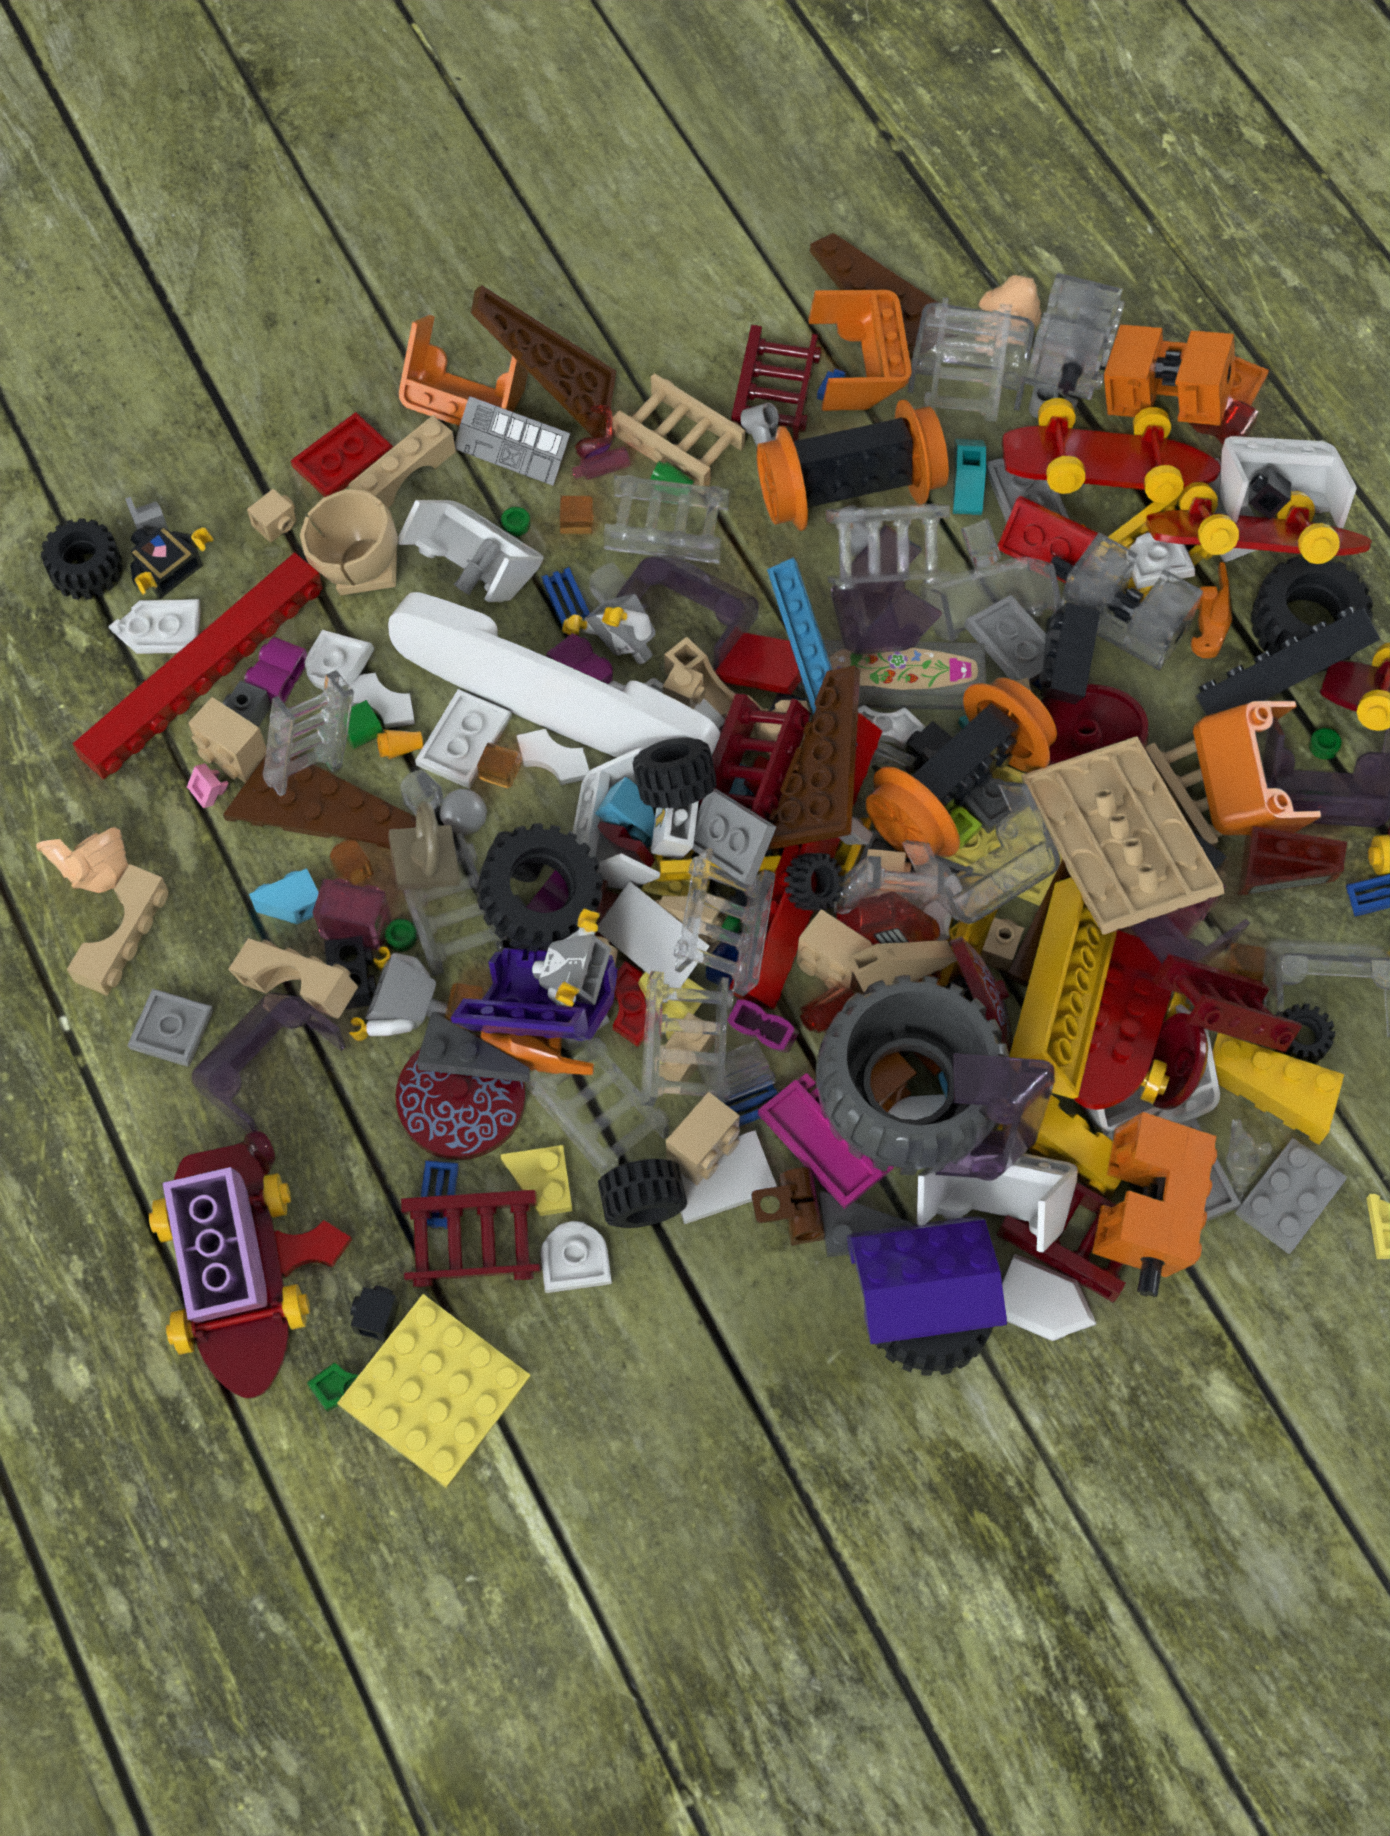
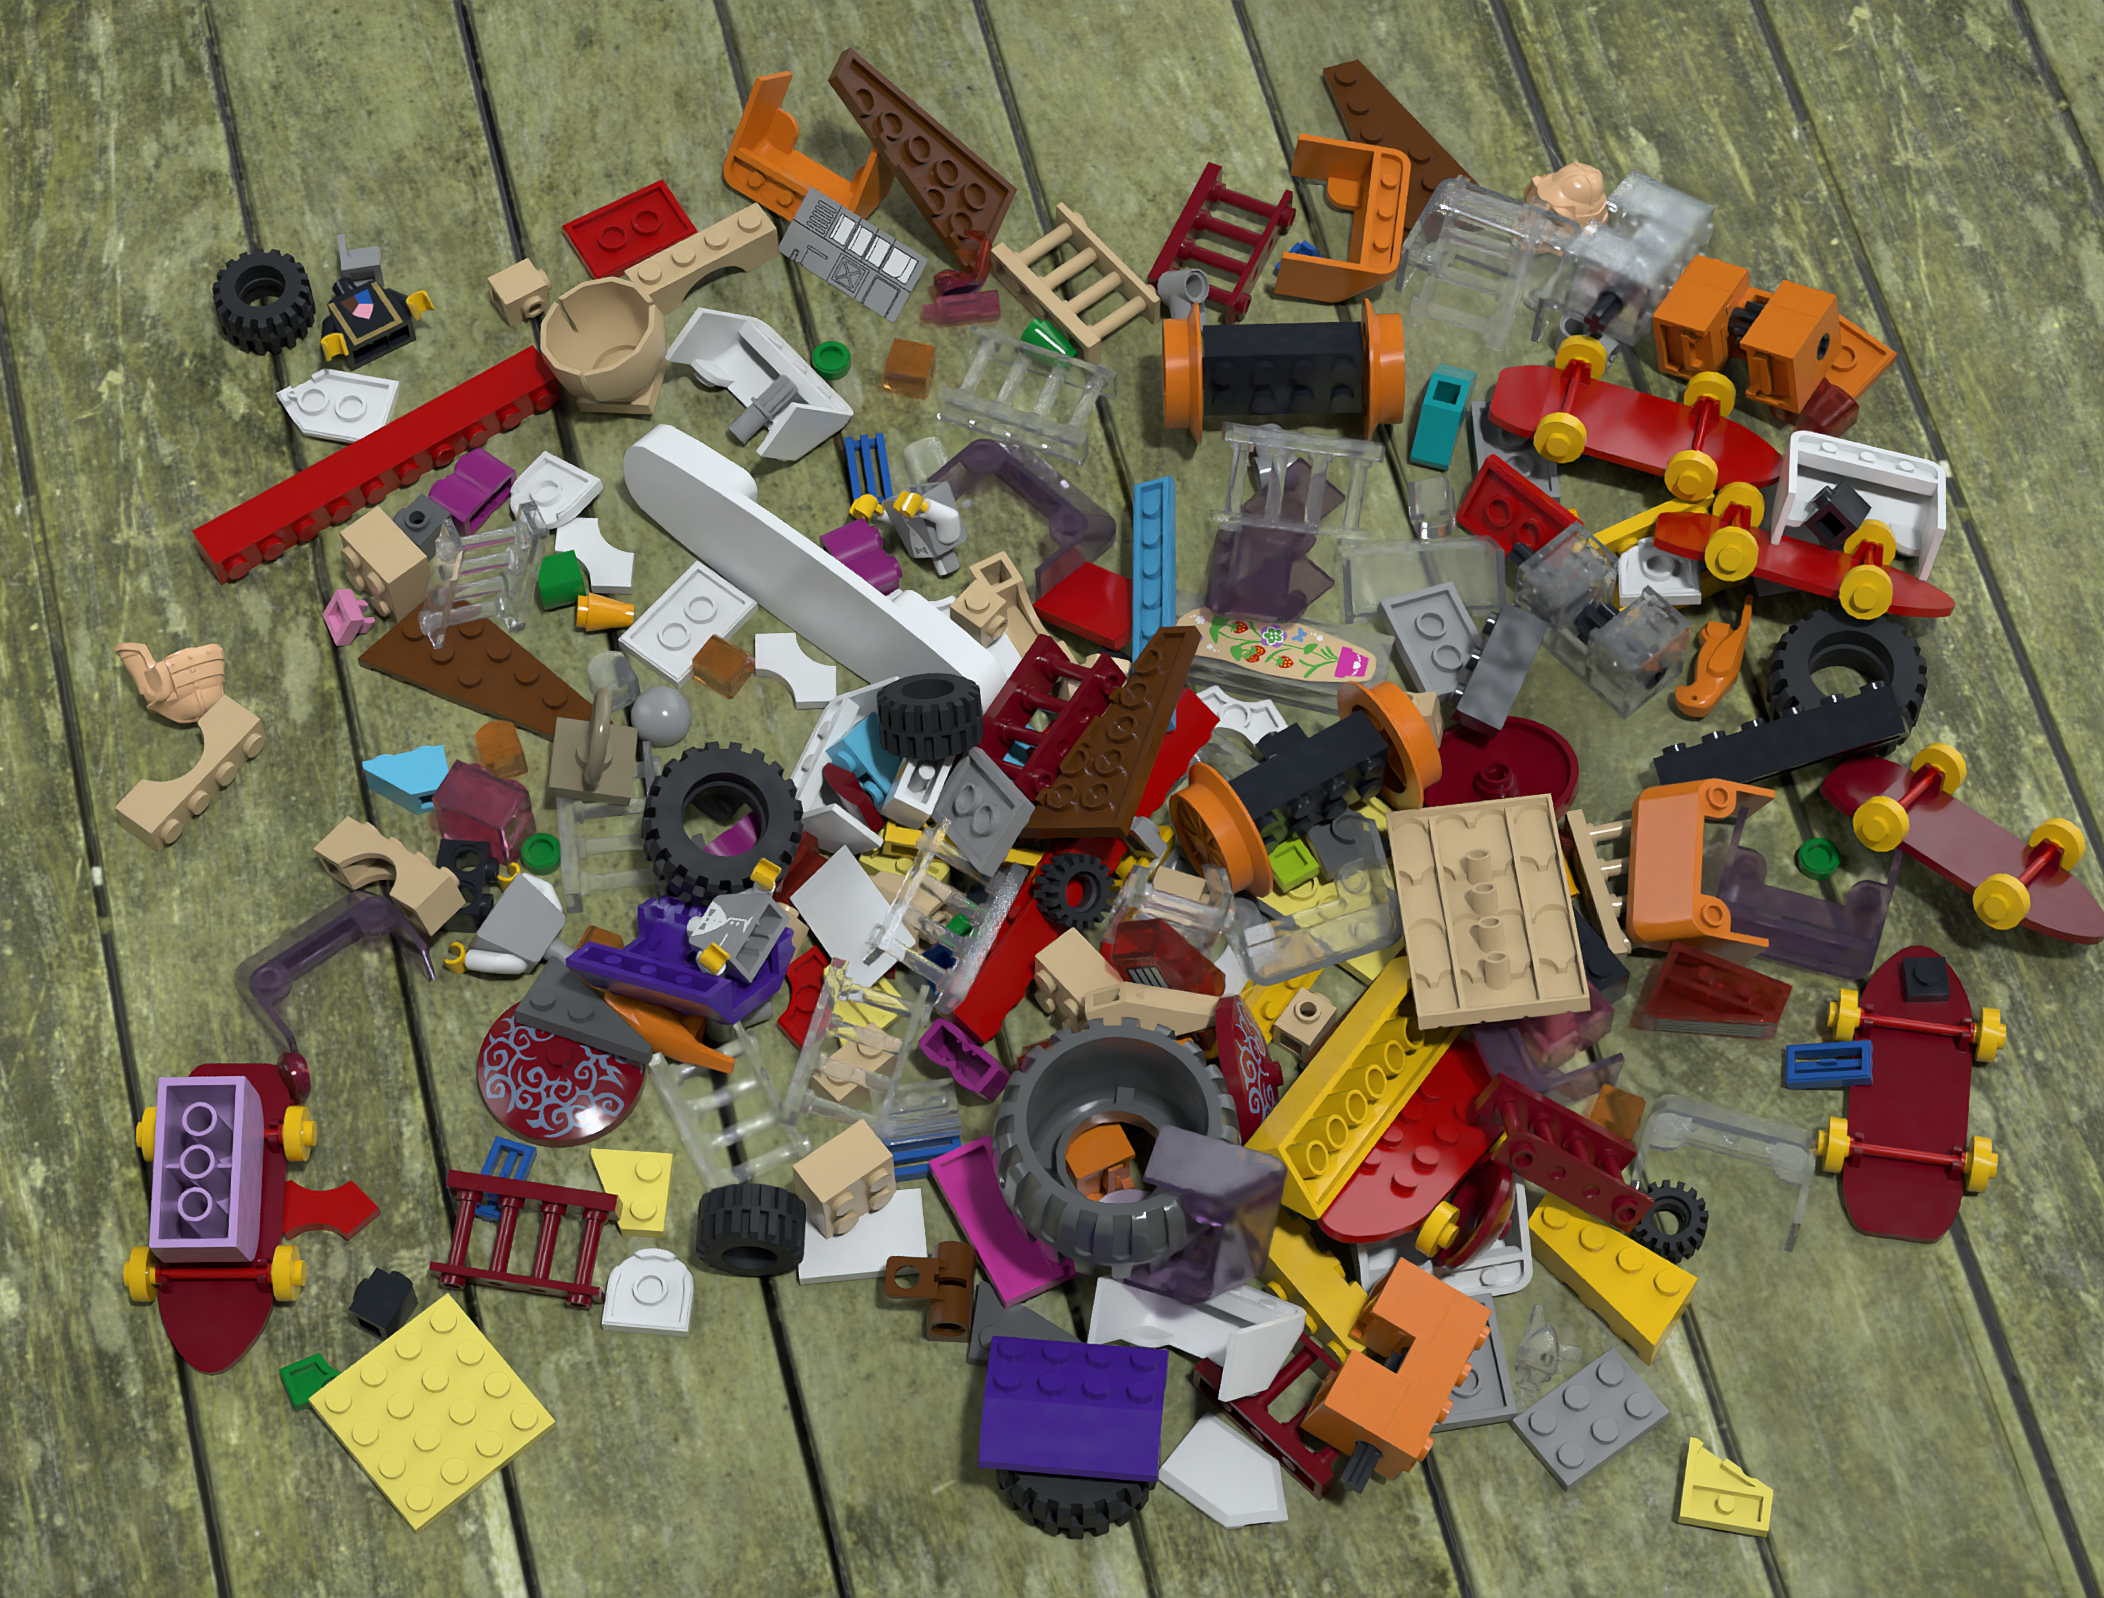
camera: 15 degrees right, 5 degrees down
(170, 1027) = (225, 907): light grey plate -> none

